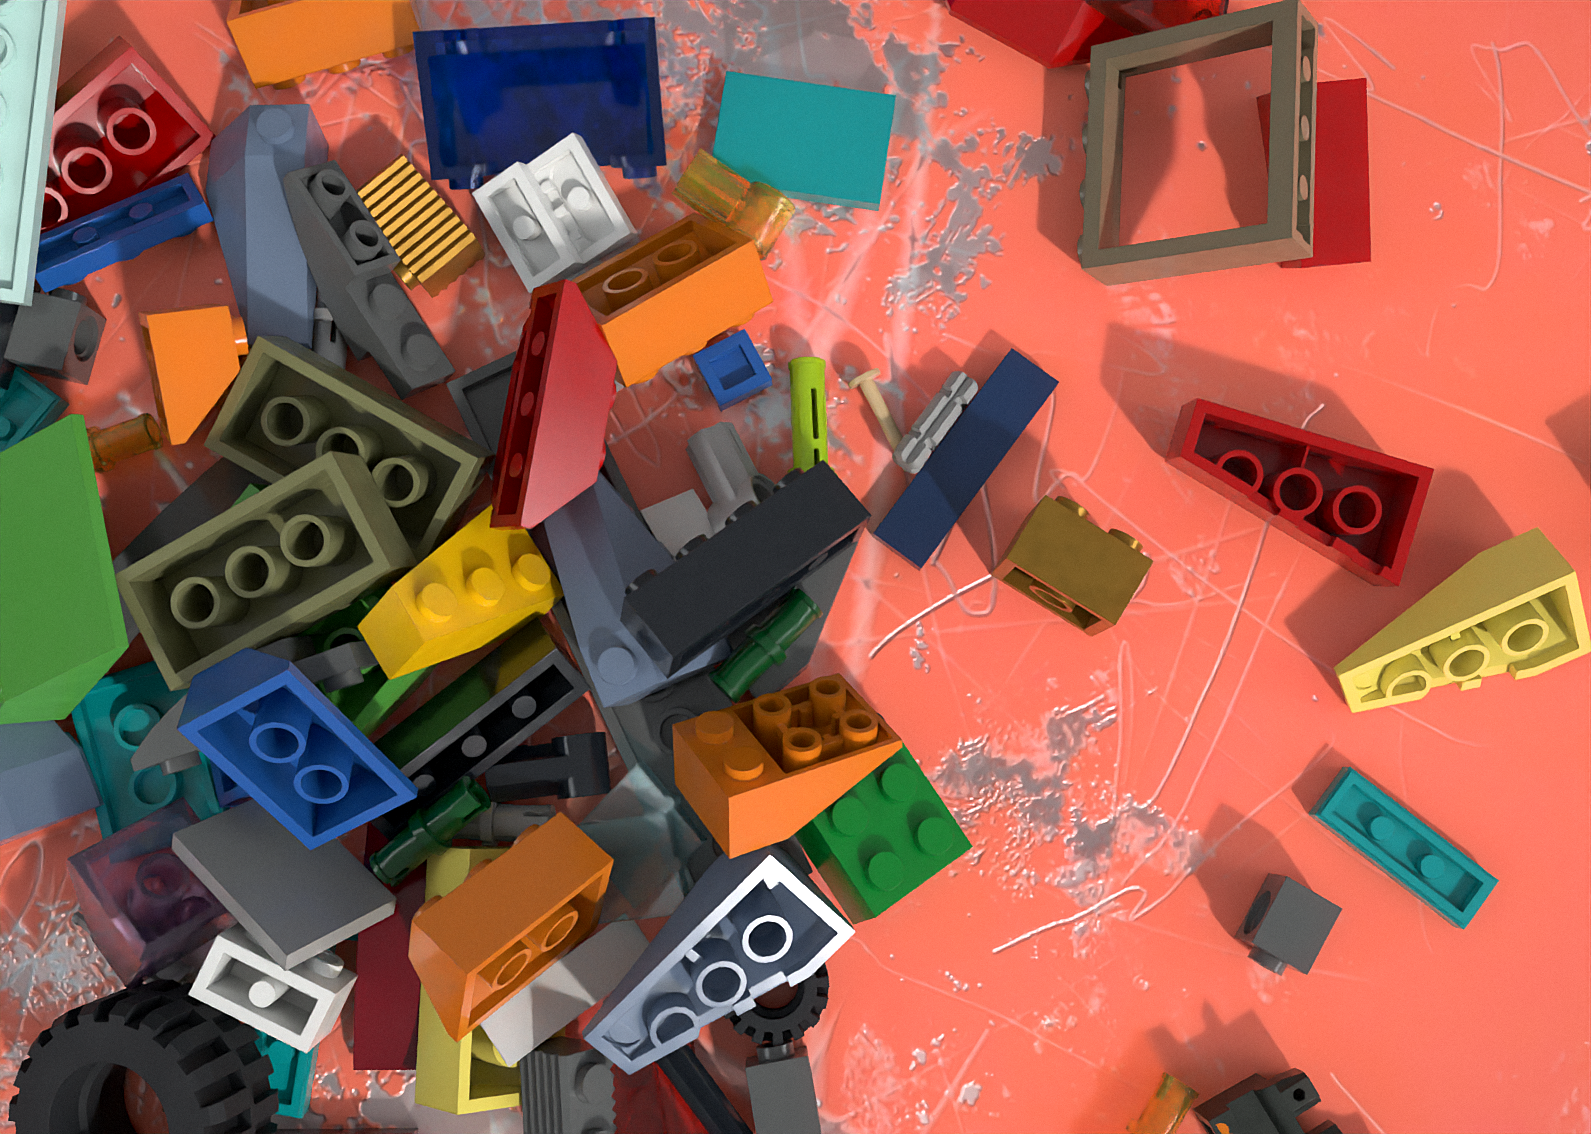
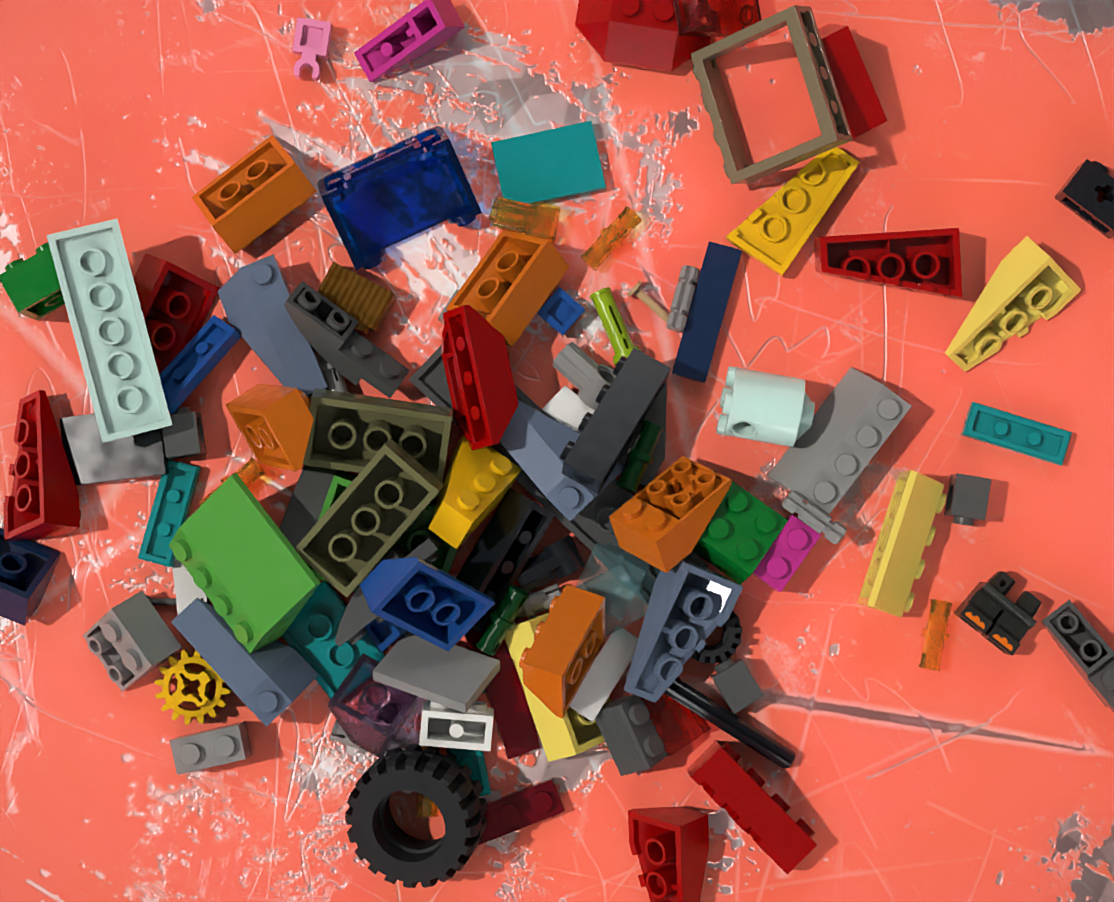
camera: 15 degrees left, 5 degrees up
(555, 213) = (427, 260): white slope -> none
(857, 286) = (611, 238): none -> clear yellow pin
(950, 902) = (786, 553): none -> dark pink brick
(1004, 644) = (764, 407): none -> light aqua cylinder
(1020, 859) = (814, 517): none -> light grey axle
(1073, 565) = (786, 350): pearl gold brick -> none
(1106, 749) = (841, 440): none -> light grey slope
(1147, 362) = (788, 217): none -> yellow wing
(1150, 959) = (901, 543): none -> light yellow slope

